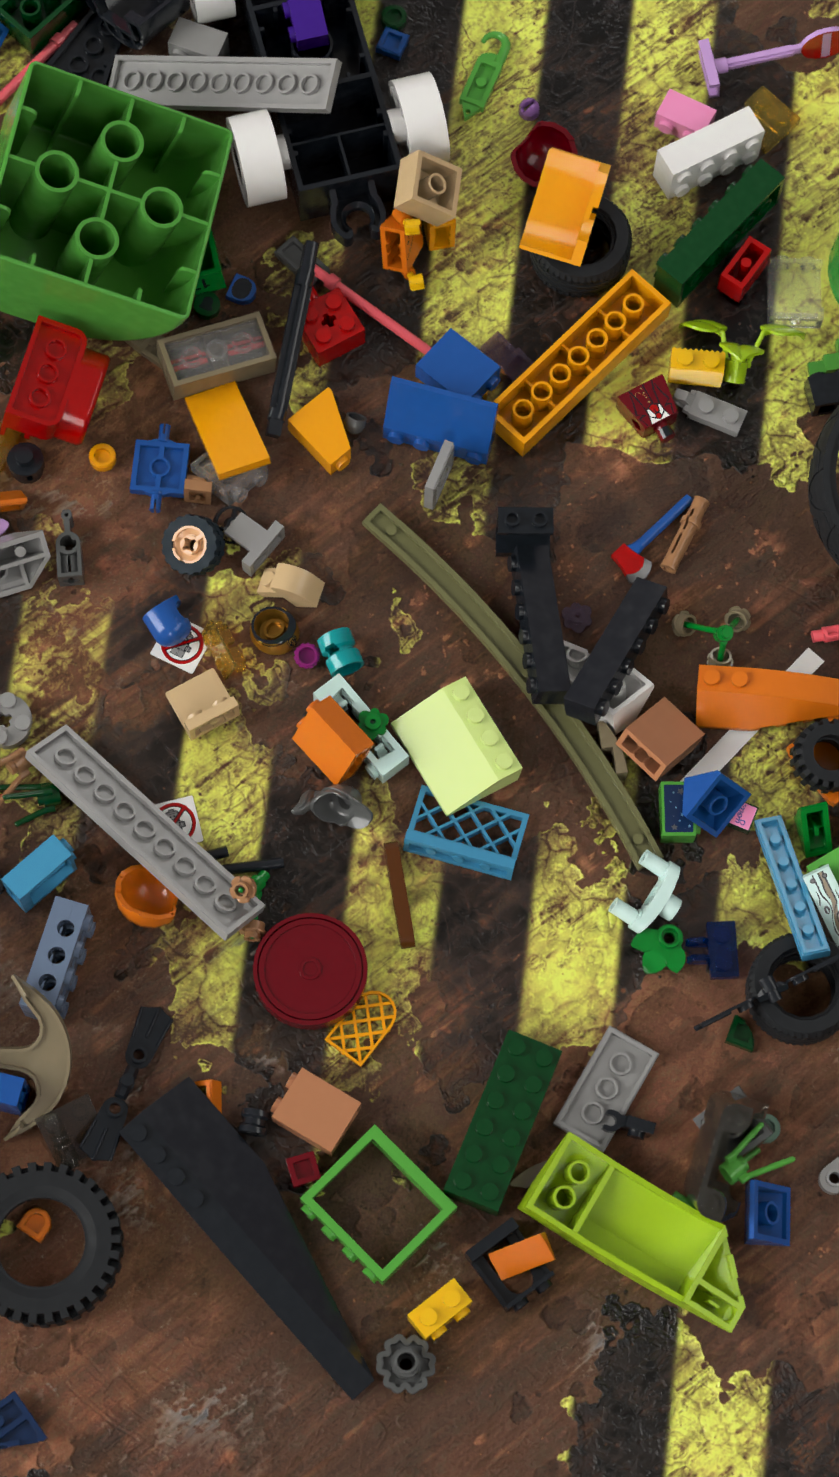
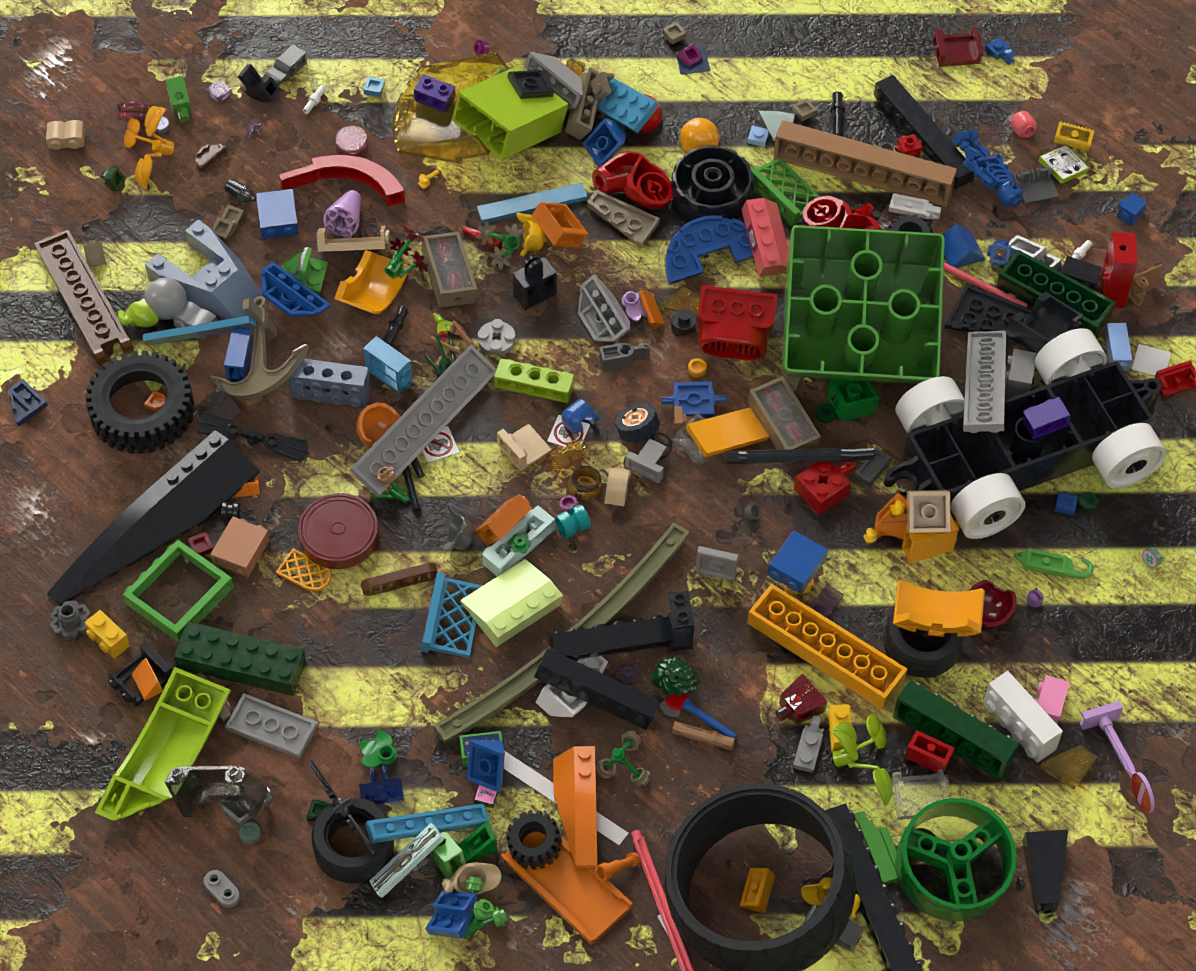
camera: 85 degrees right, 15 degrees down
(81, 716) = (524, 383): none -> lime brick
(241, 290) = (841, 432): tile -> none
(322, 432) = (740, 491): light orange slope -> none
(332, 282) = (857, 486): coral bar -> none
(430, 415) = (754, 558): blue slope -> none
(604, 553) = (672, 668): none -> dark green hair
(607, 745) = (519, 705): dark tan slope -> none
(636, 1127) = (243, 743): black plate -> none
(660, 738) = (534, 728): nougat brick -> none
(660, 899) = (412, 743): light aqua connector -> none
(736, 1166) = (213, 805): bright green plant -> none
(767, 1214) = (184, 834): blue slope -> none

